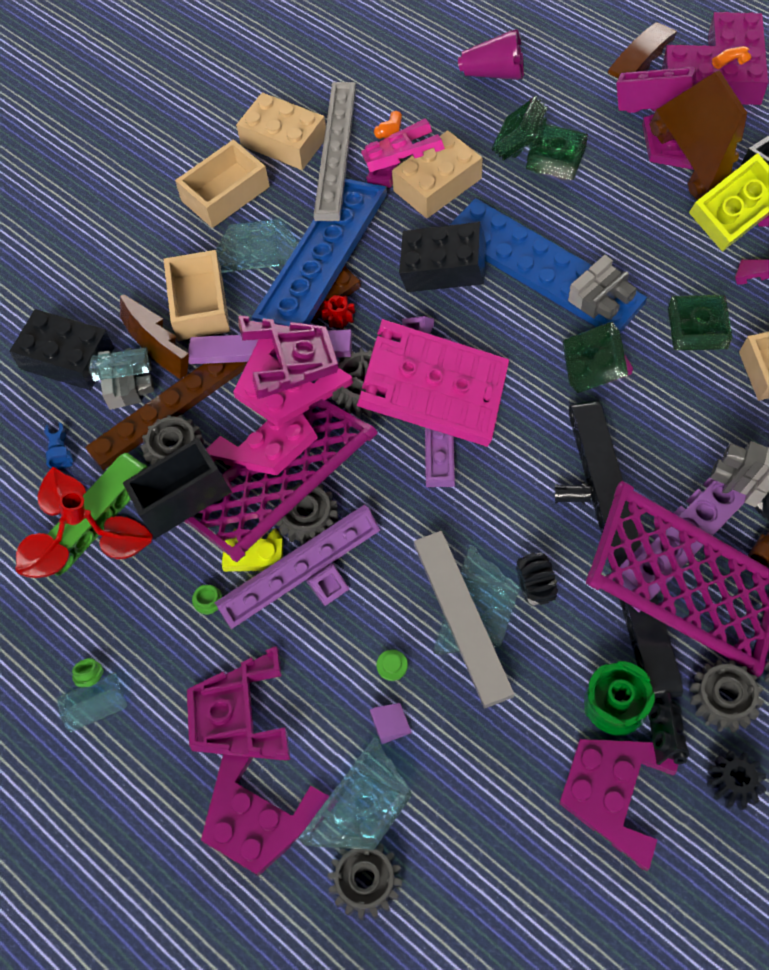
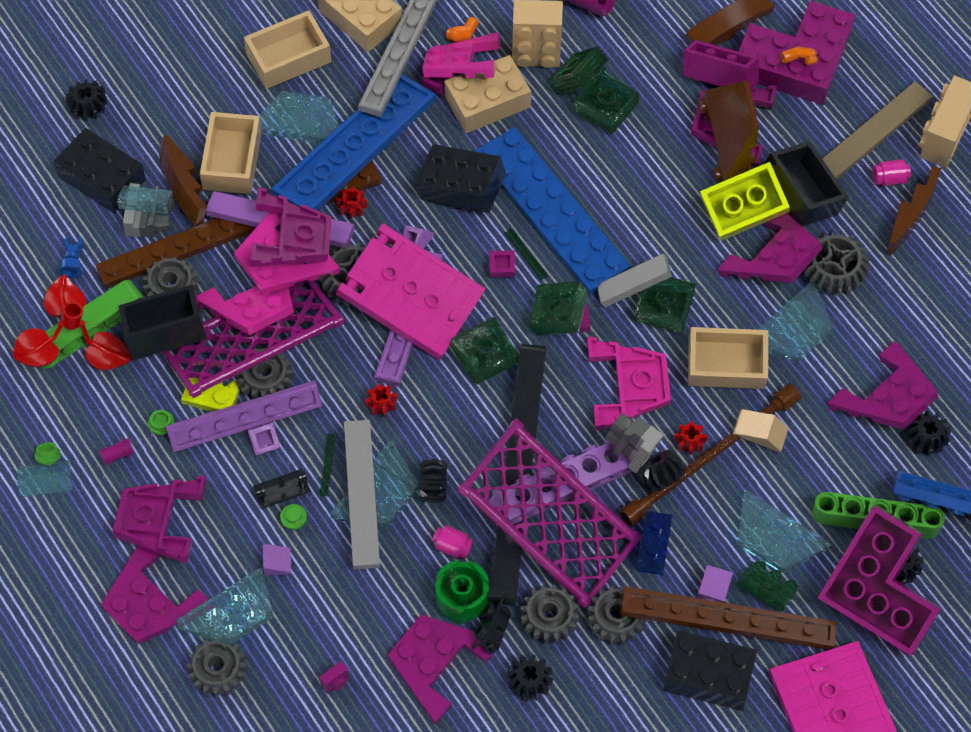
camera: 10 degrees right, 0 degrees up
(29, 284) = (86, 99): none -> black gear
(166, 647) = (117, 451): none -> magenta pin
(367, 636) = (282, 488): none -> black hinge
(409, 594) = (328, 464): none -> clear green piece
(441, 498) = (381, 400): none -> red gear
(468, 100) = (537, 33): none -> tan piece
(511, 851) = (334, 678): none -> magenta plate
(516, 330) = (502, 264): none -> magenta plate
(534, 315) = (534, 264): none -> clear green piece
(534, 407) = (491, 338): none -> clear green brick
(573, 493) = (494, 420): black pin -> none
(582, 642) = (452, 542): none -> dark pink brick
(599, 287) = (587, 246): dark grey hips -> none
(662, 308) = (634, 280): none -> light grey tile
(708, 408) = (640, 377): none -> dark pink wing

